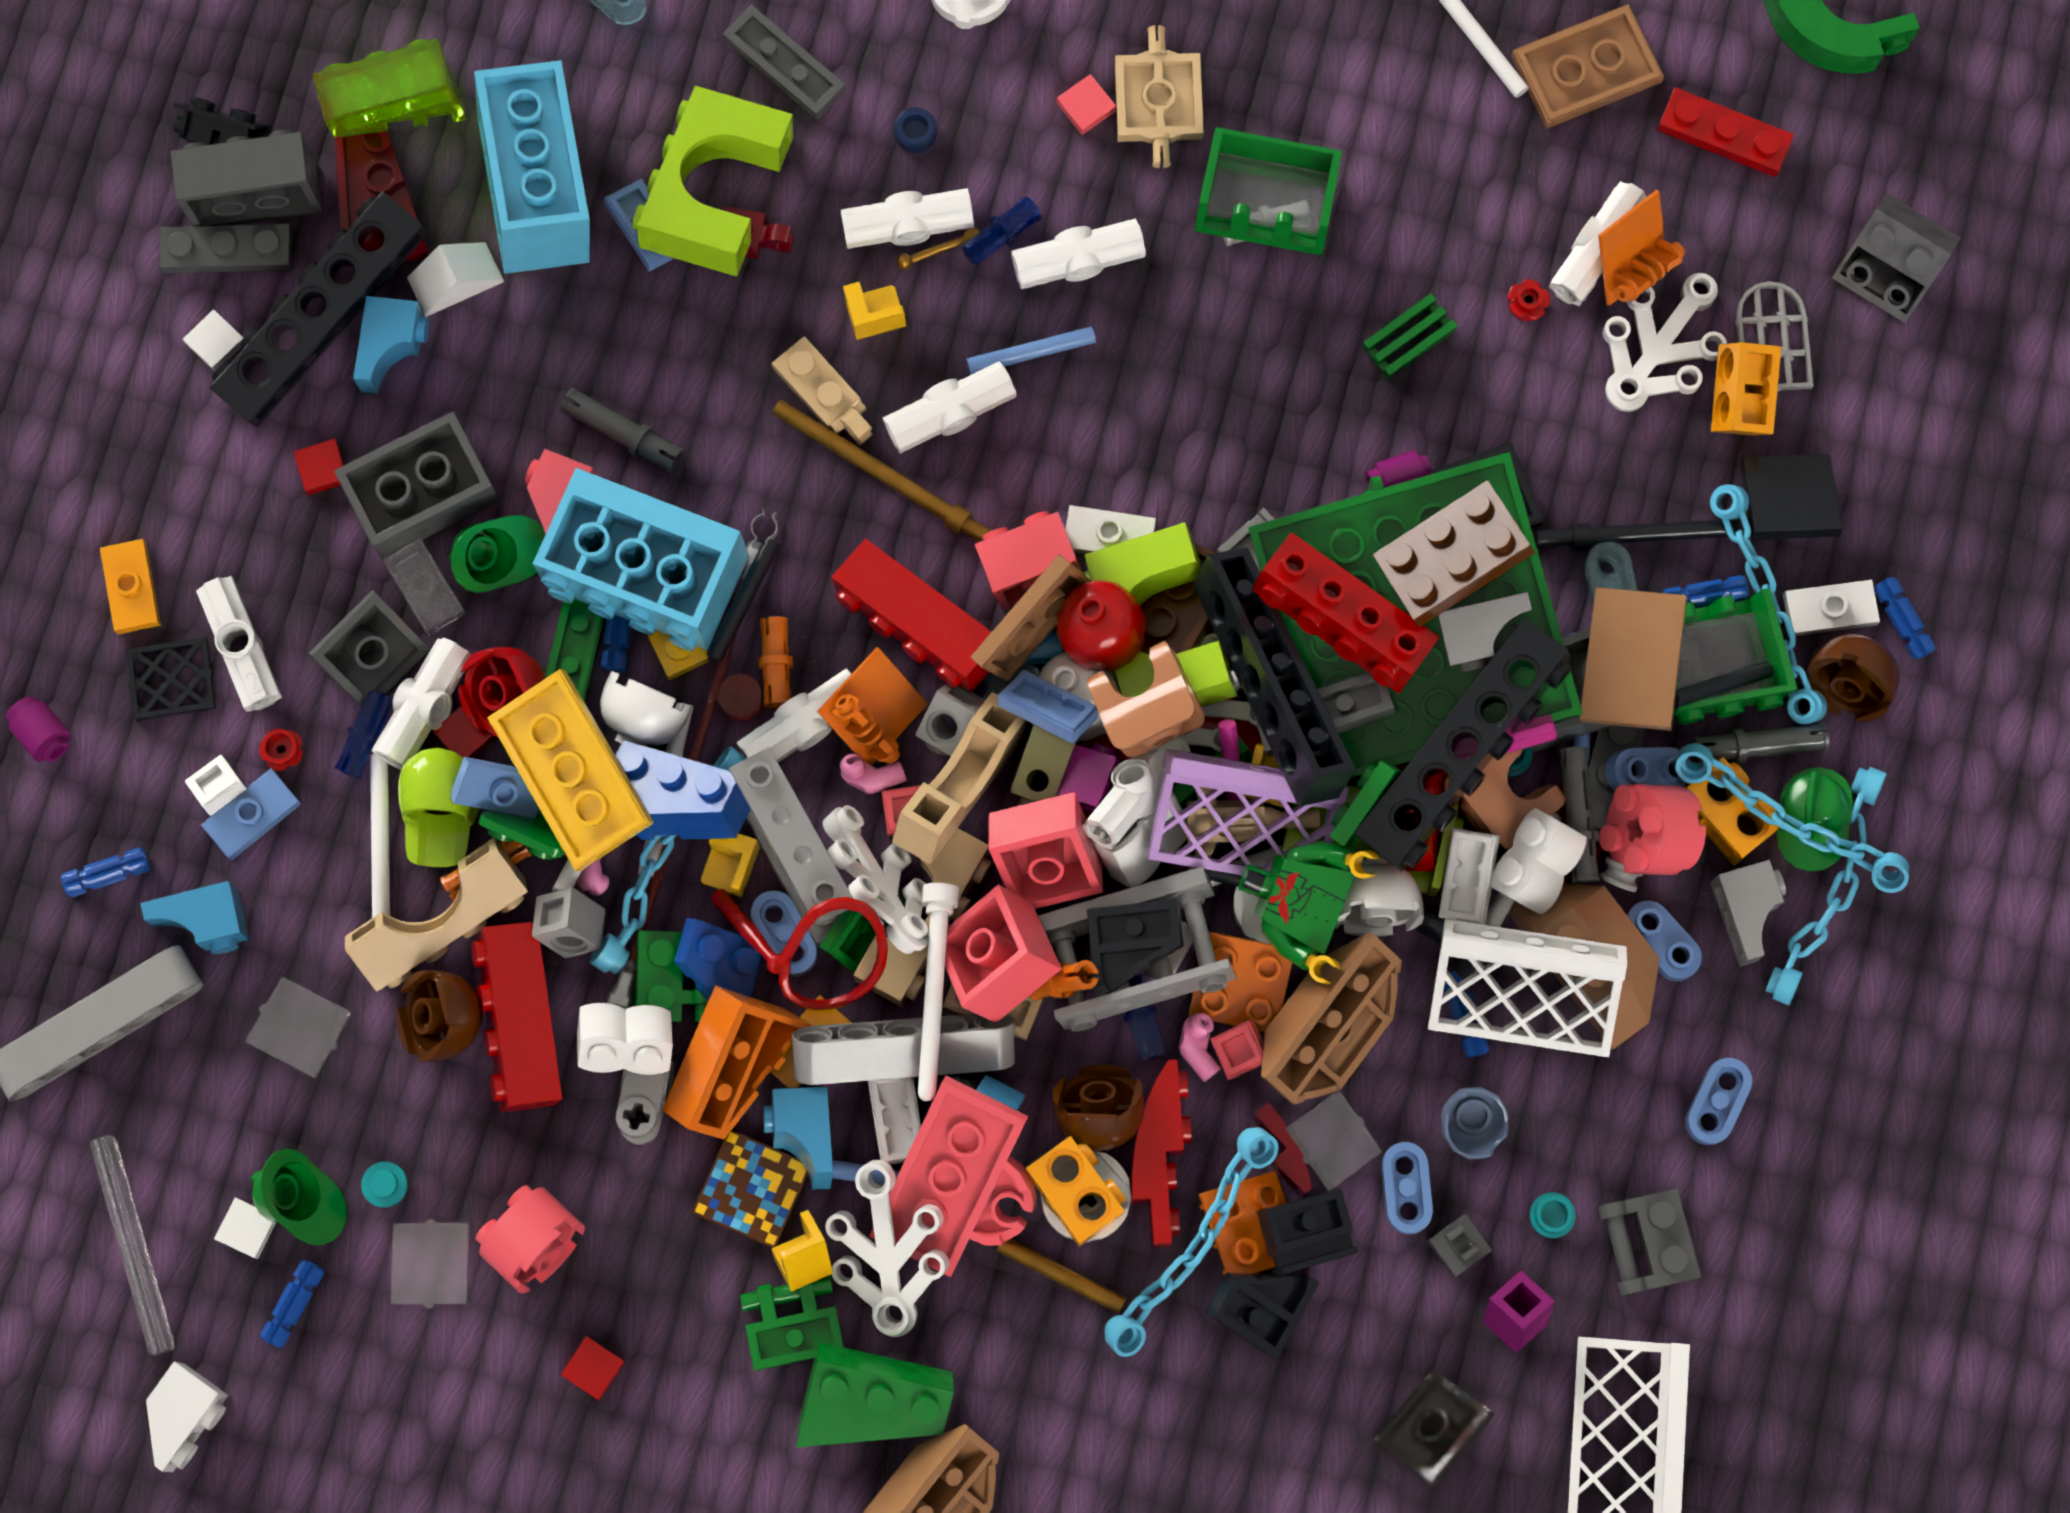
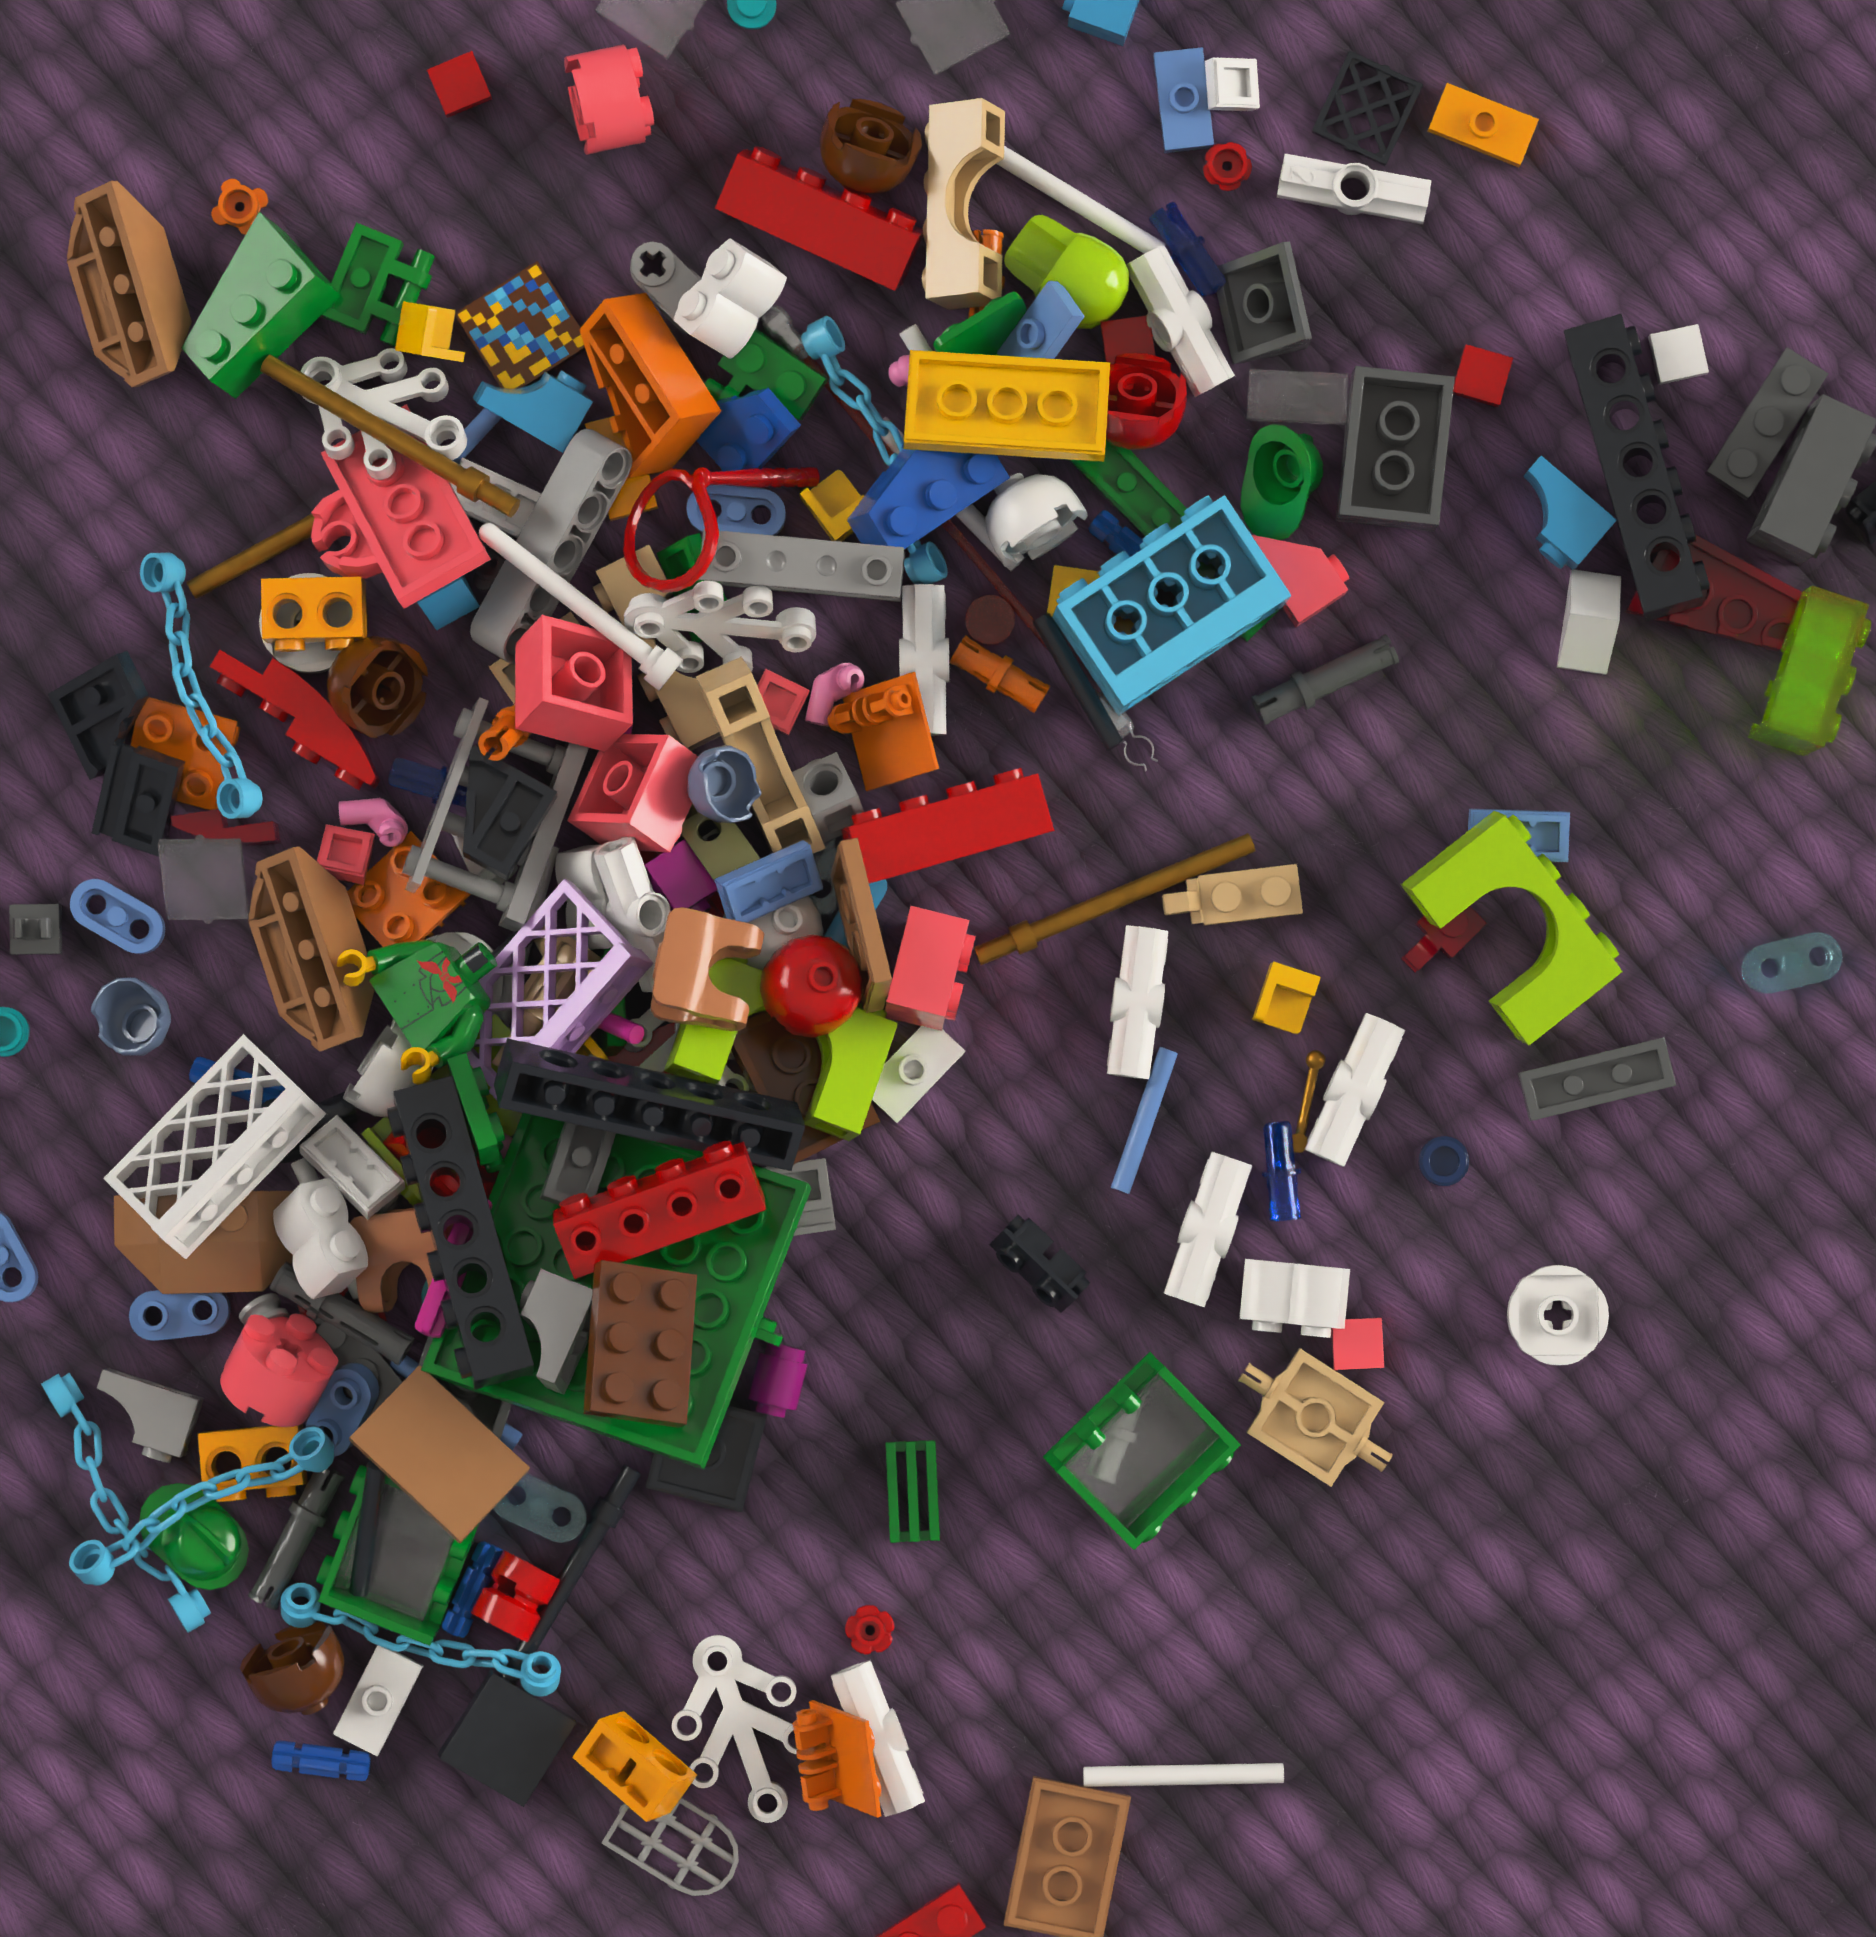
camera: 120 degrees right, 10 degrees up
(532, 166) = (1637, 757): medium azure brick -> none
(568, 922) = (875, 319): light grey brick -> none
(794, 1485) = (236, 193): none -> orange plate
(897, 1132) = (469, 482): none -> pearl gold bar
(998, 786) = (723, 784): none -> sand blue hair
(1083, 162) = (1294, 1295): none -> white brick
(1189, 335) = (1053, 1281): none -> black hinge
(1703, 550) = (515, 1596): none -> red wheel

